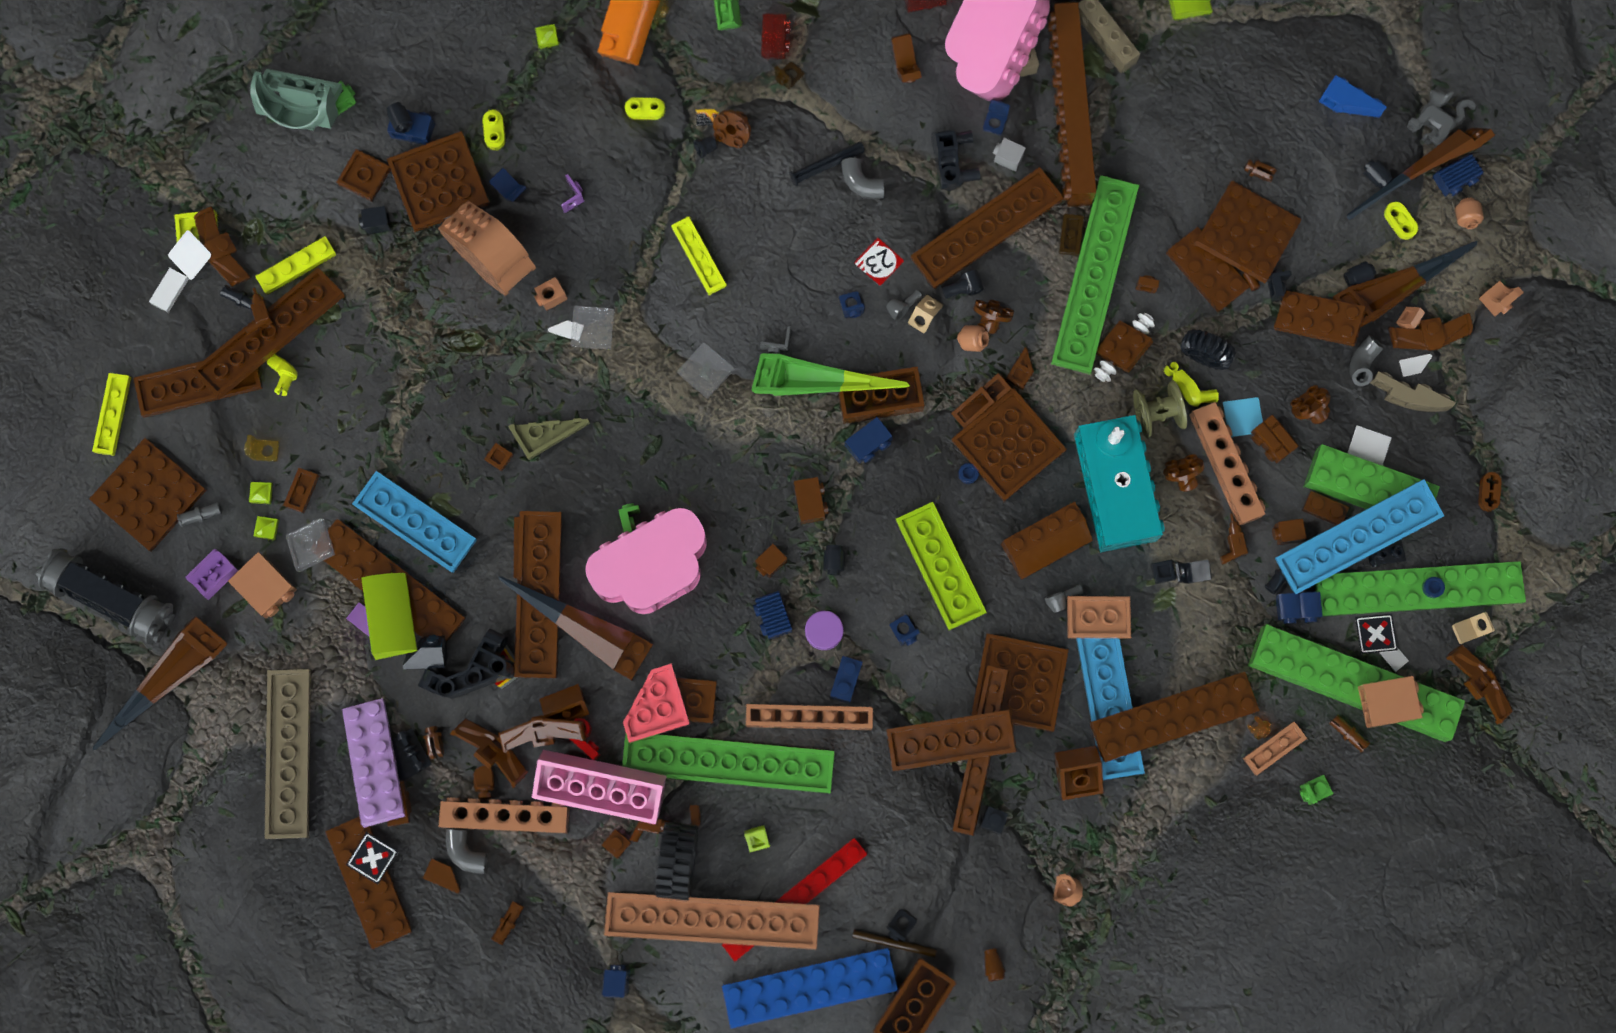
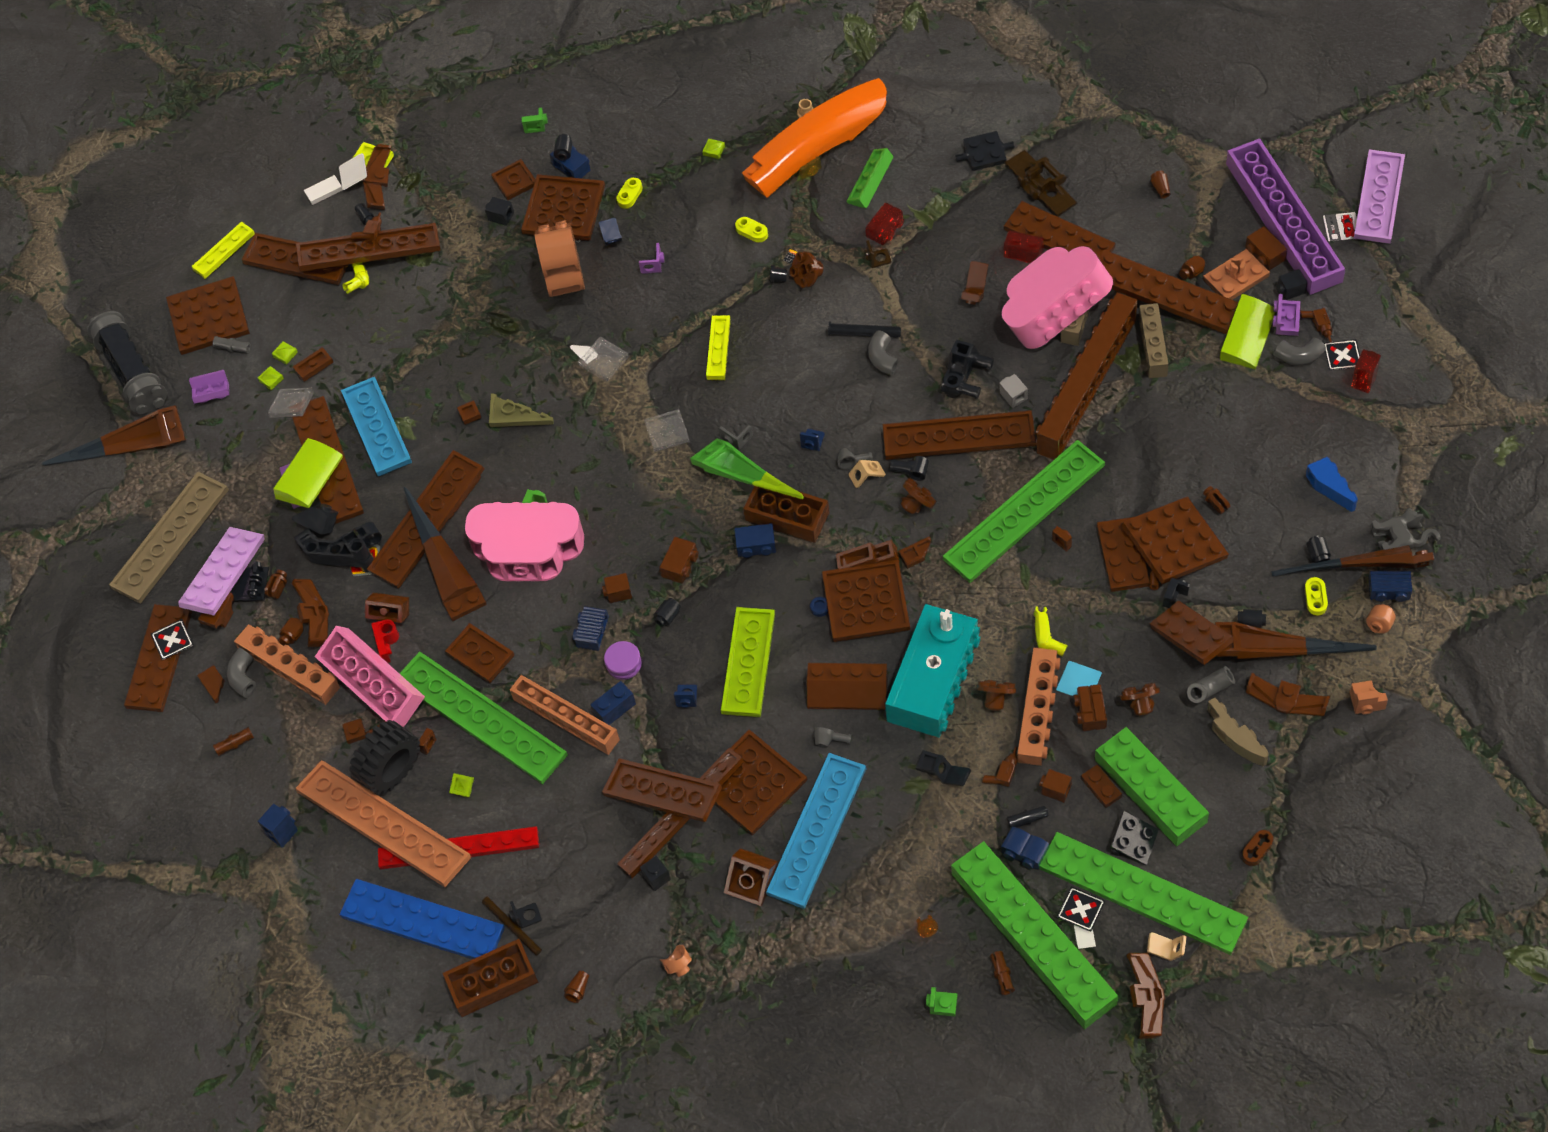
camera: 40 degrees right, 20 degrees down
(254, 447) = (302, 321): clear yellow bracket -> none
(262, 585) = (238, 413): nougat brick -> none
(296, 265) = (422, 215): neon yellow plate -> none
(302, 99) = (505, 109): sand green piece -> none
(541, 732) = (356, 613): plate -> none
(551, 285) = (588, 319): nougat brick -> none
(656, 707) = (454, 643): coral plate -> none
(879, 261) = (856, 420): sticker -> none
(973, 338) = (890, 507): nougat head -> none
(999, 111) = (1026, 356): dark blue bracket -> none
(1071, 234) = (1024, 472): dark brown plate -> none
(1099, 617) = (848, 764): nougat tile -> none
(1124, 346) = (1010, 574): reddish brown plate -> none
(1160, 409) = (1004, 630): olive piece -> none
(1174, 716) = (859, 875): reddish brown plate -> none
(1208, 349) = (1077, 607): black gear -> none
(1274, 748) = (928, 949): nougat plate -> none
(1359, 536) = (1109, 812): dark azure plate -> none
(1369, 445) = (1175, 757): white sticker -> none
(1390, 701) = (1046, 953): nougat brick -> none
(1410, 317) = (1275, 674): nougat plate -> none
(1414, 365) = (1256, 715): white sticker -> none
(1433, 587) = (1152, 893): dark blue tile -> none

